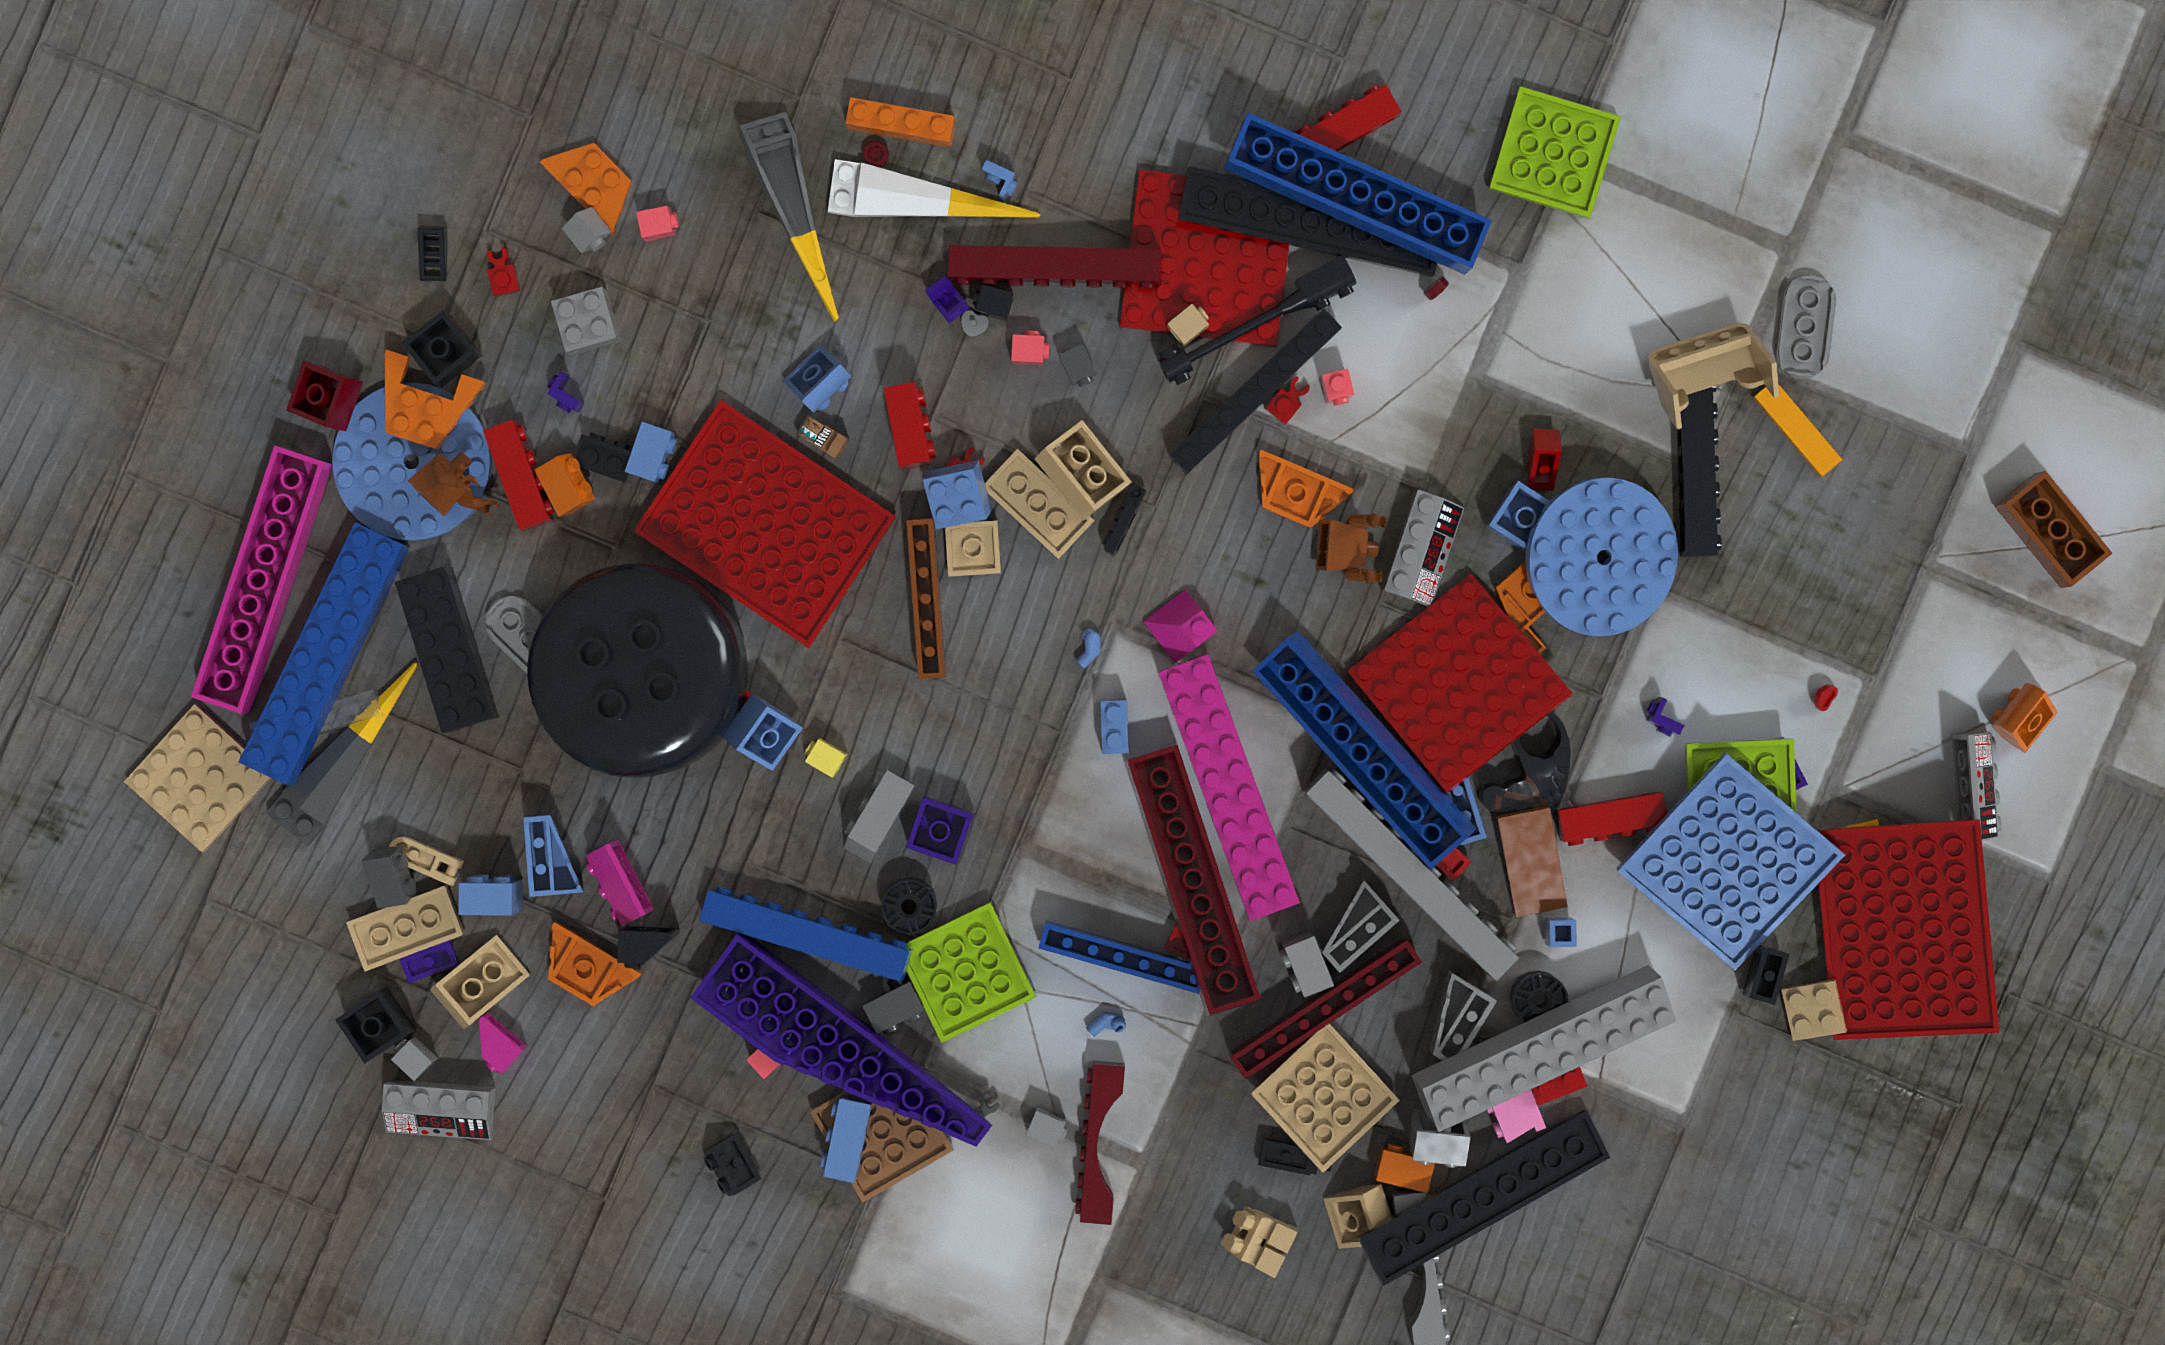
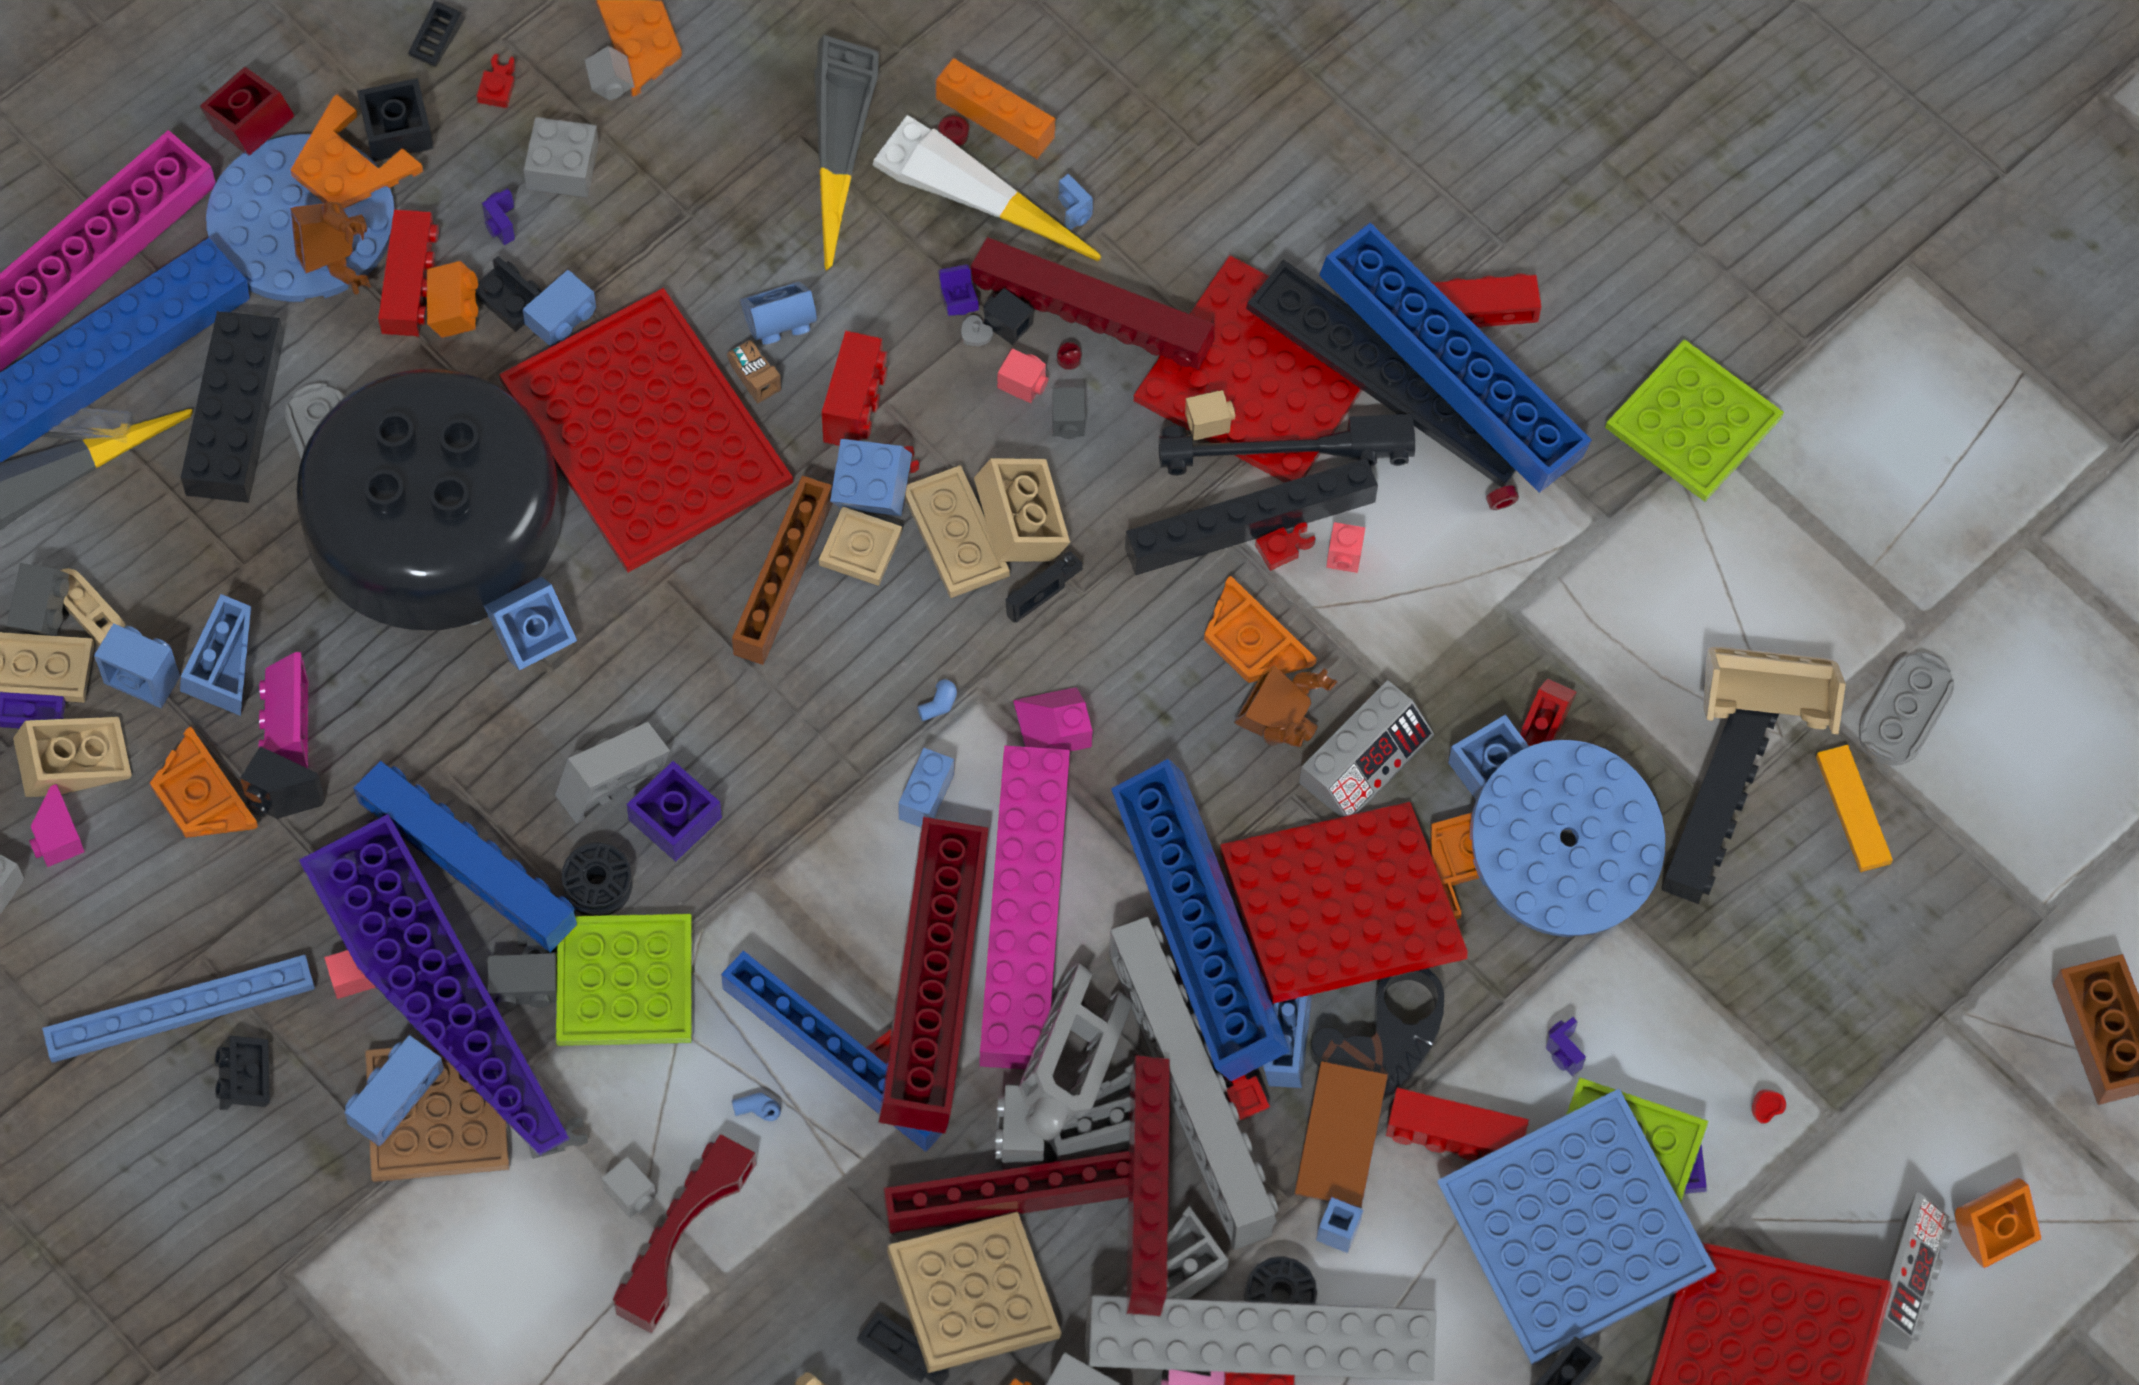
camera: 20 degrees right, 25 degrees down
(657, 223) = (686, 99): coral brick -> none
(660, 1138) = (178, 1008): none -> medium blue plate
(825, 757) = (586, 686): light yellow brick -> none
(1058, 317) = (1071, 359): none -> dark red hinge
(1325, 958) = (1049, 1104): none -> light grey piece
(1424, 985) = (1148, 1186): none -> dark red brick

